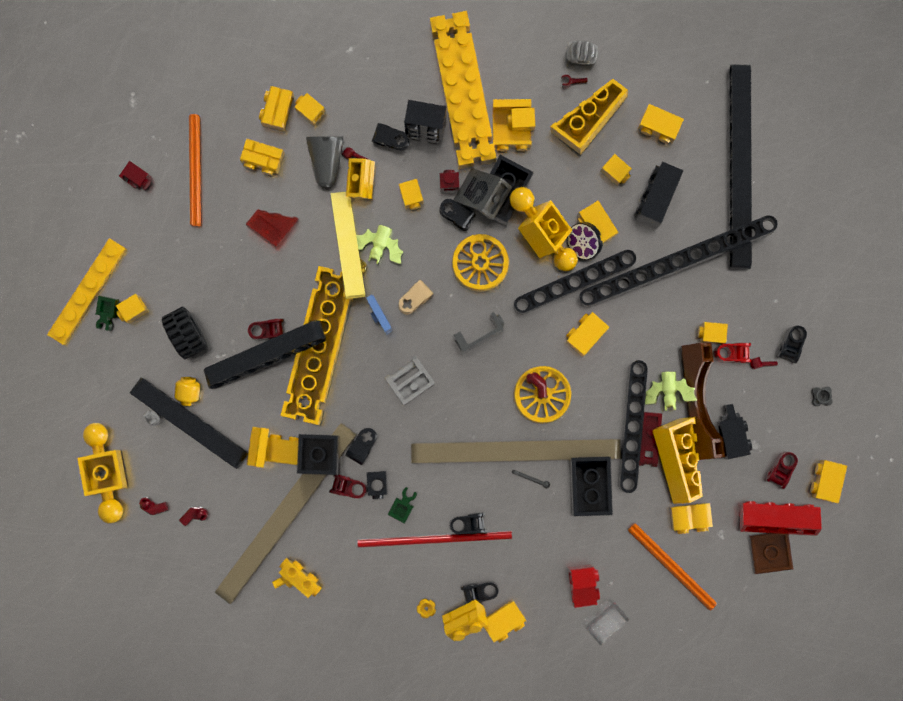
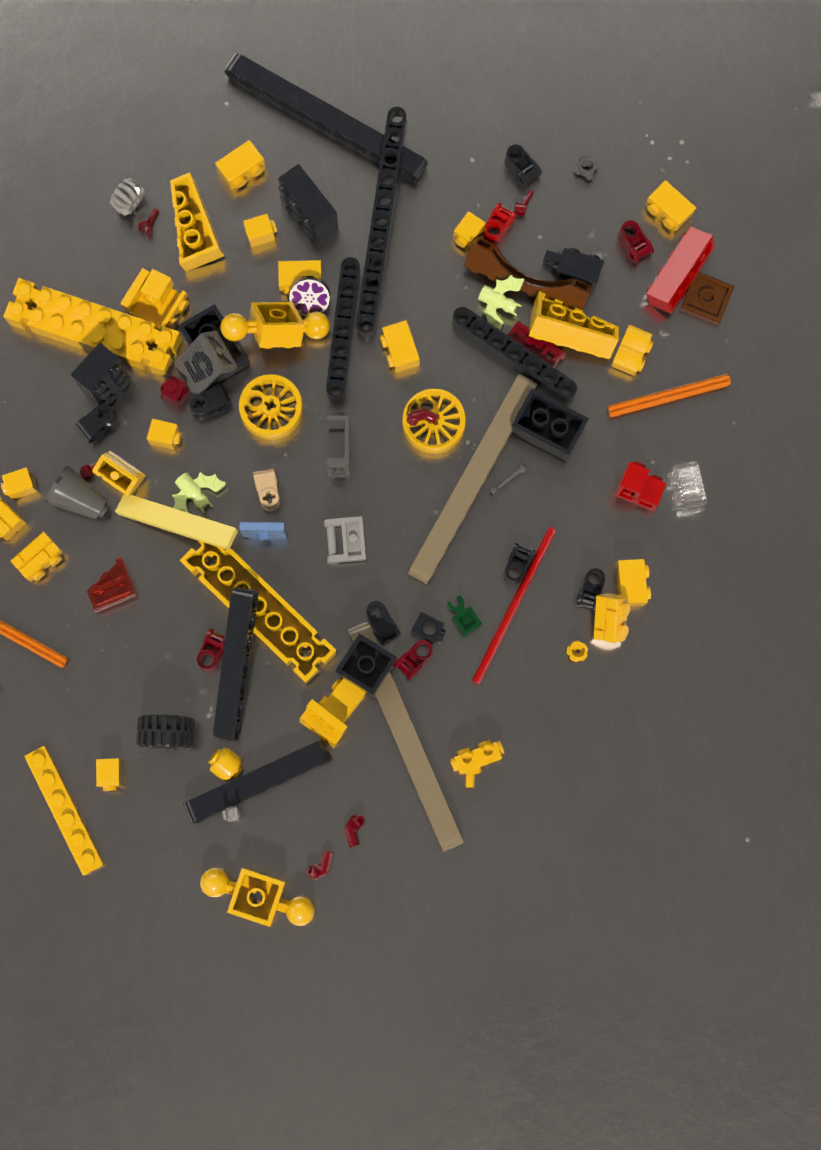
camera: 60 degrees left, 5 degrees down
(106, 309) = (94, 799): dark green plate -> none

